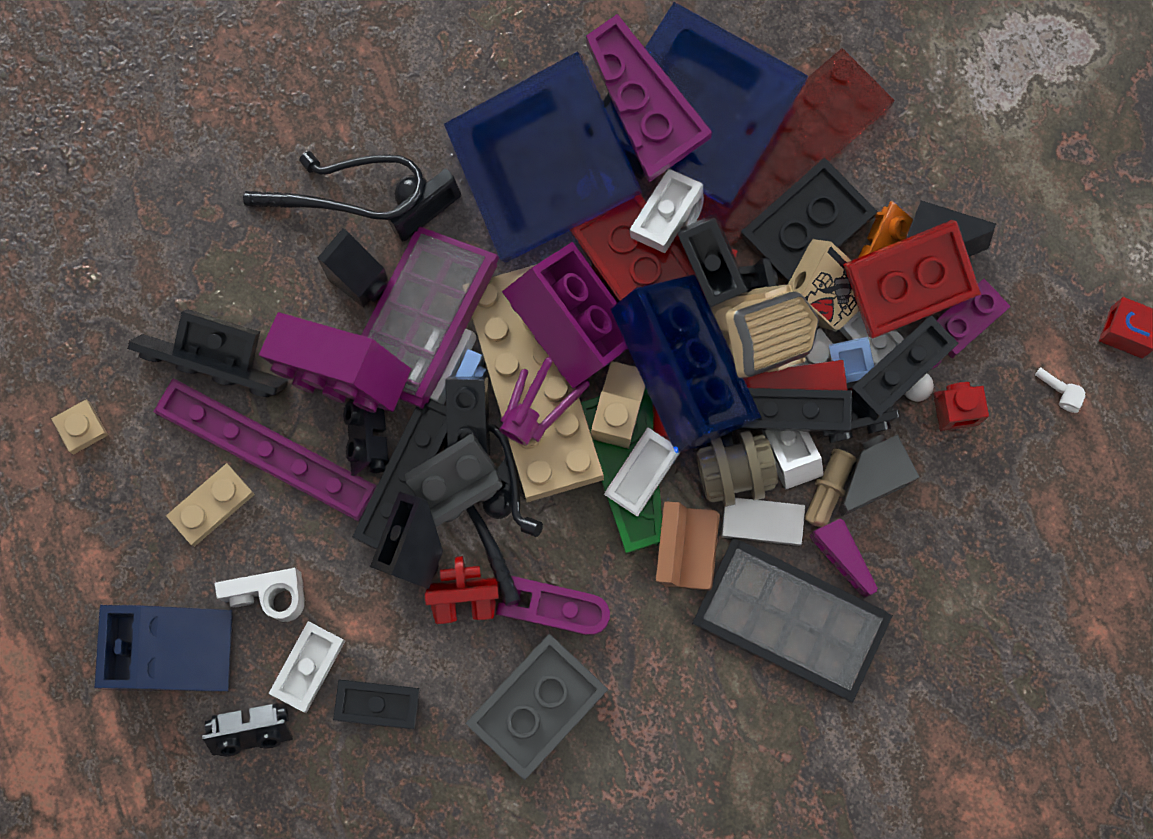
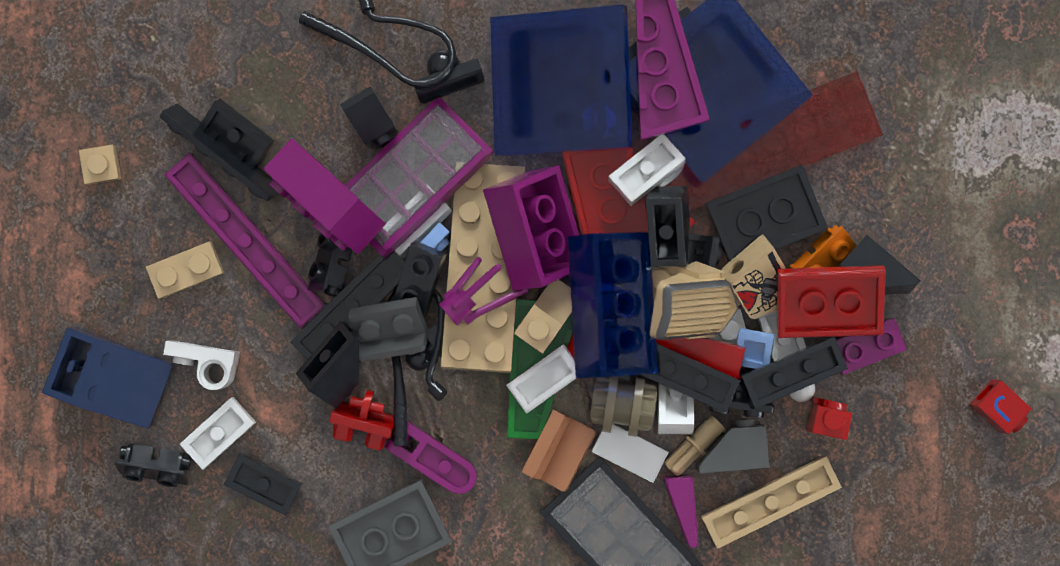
camera: 20 degrees right, 10 degrees up
(935, 518) = (771, 501): none -> tan plate
(1072, 395) = (926, 443): white hand -> none

